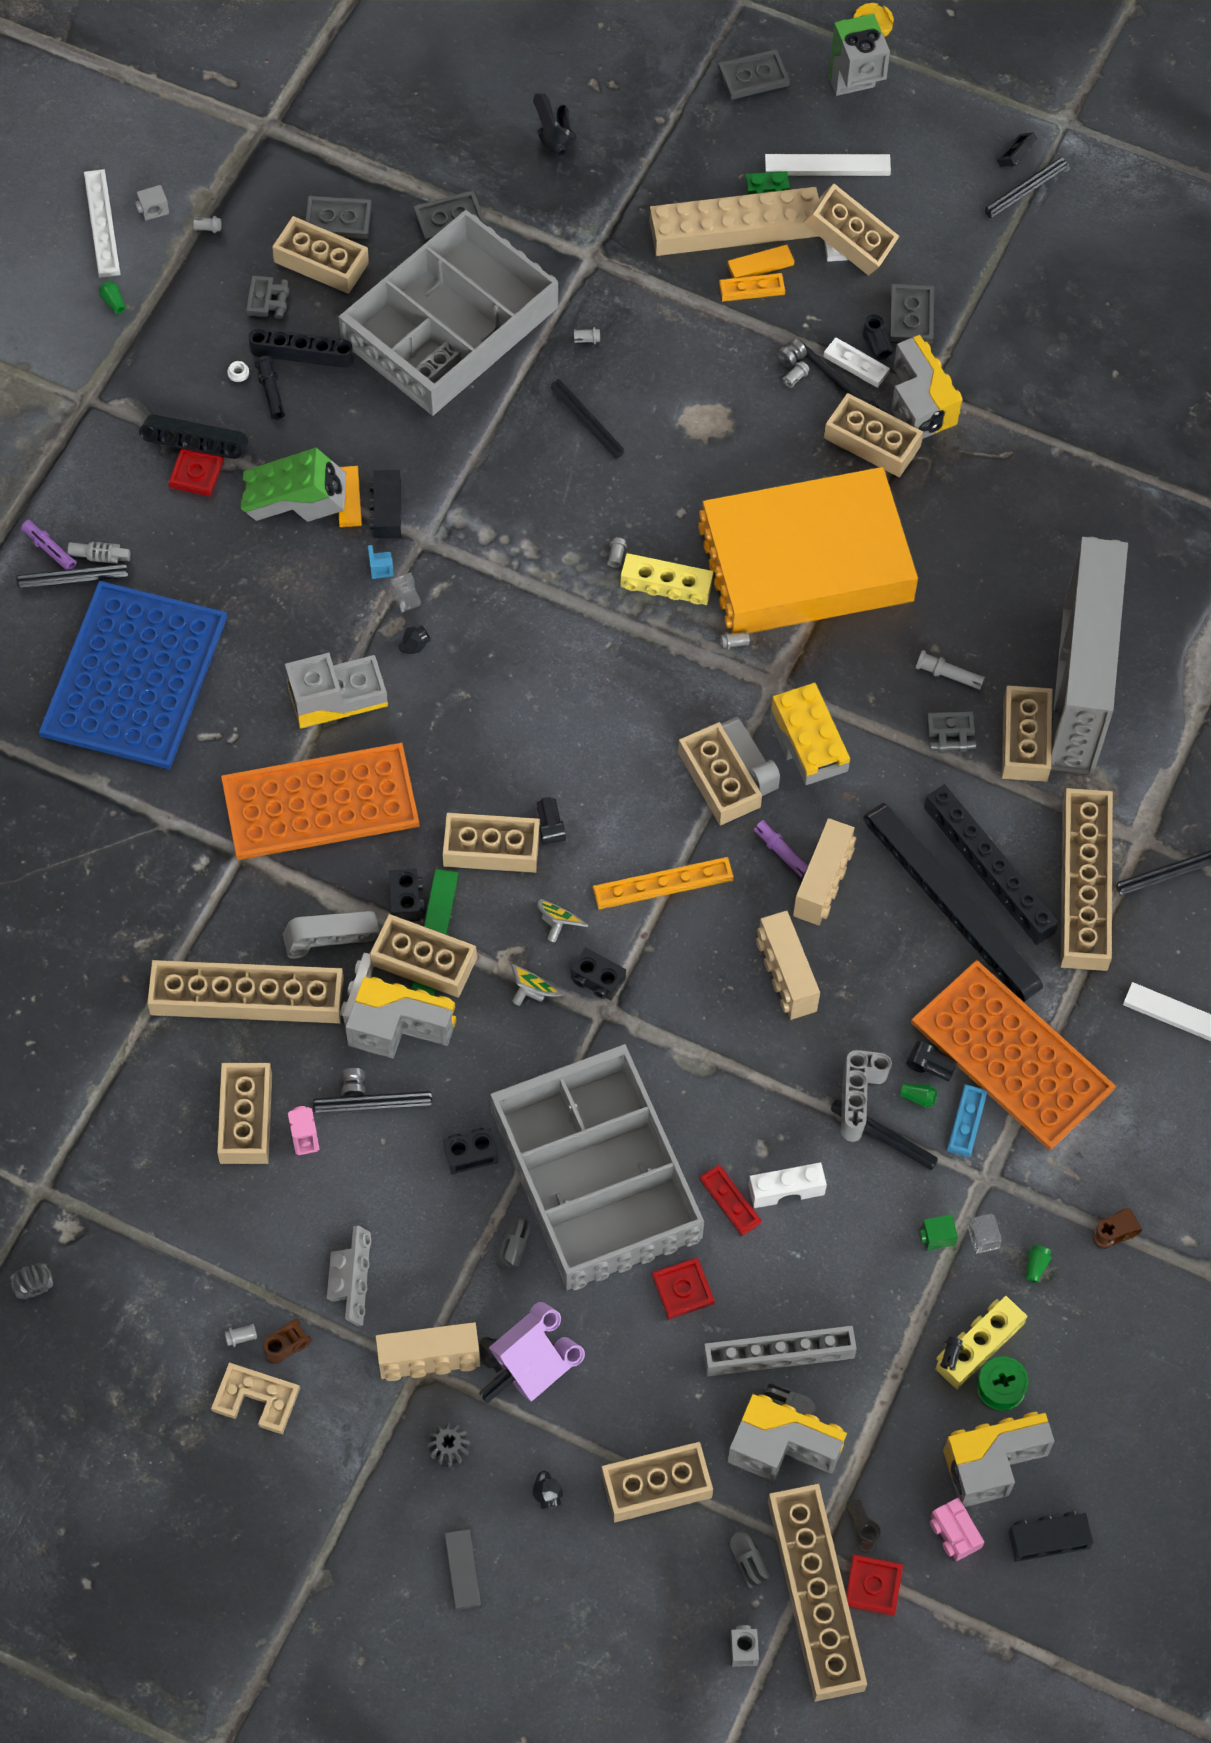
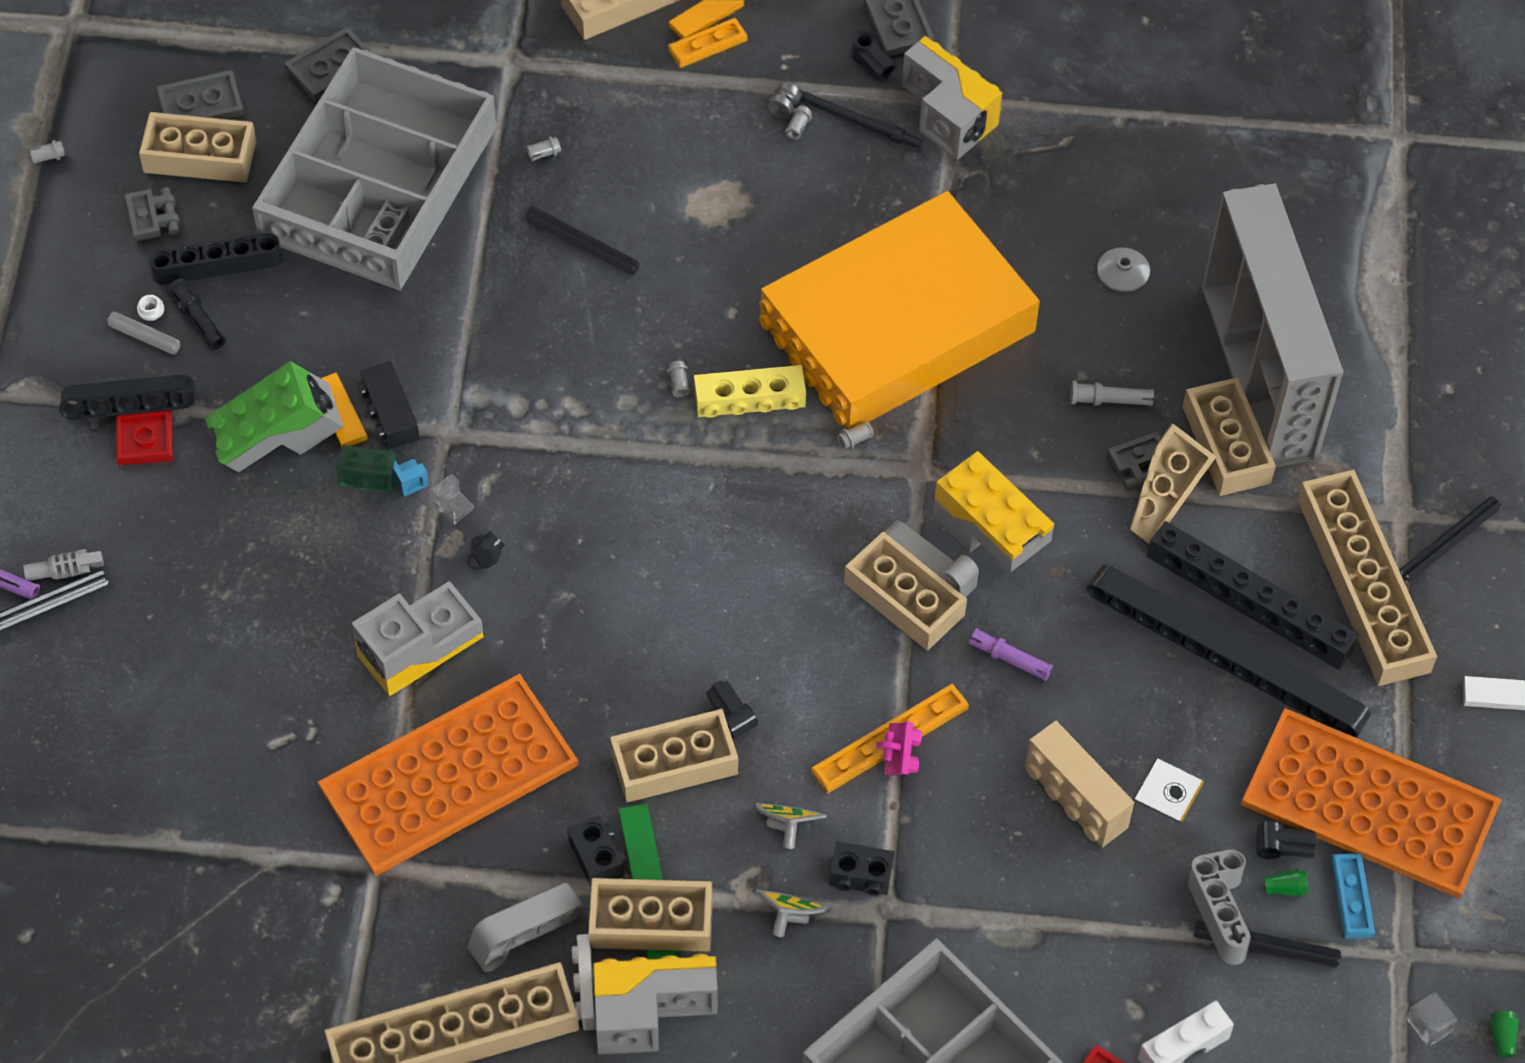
camera: 20 degrees left, 5 degrees down
(133, 675) = (162, 697): blue plate -> none
(226, 390) = (143, 333): none -> light grey axle
(349, 548) = (366, 468): none -> clear green bracket
(661, 892) = (898, 749): none -> dark pink hips
(825, 872) = (1074, 663): tan brick -> none
(856, 362) = (860, 89): white plate -> none
(861, 993) = (1169, 790): none -> white sticker
(873, 435) = (915, 161): tan brick -> none
(938, 1232) = (1380, 1036): green brick -> none
(964, 751) = (1171, 477): none -> tan wedge
(1002, 580) = (1121, 277): none -> light grey dish

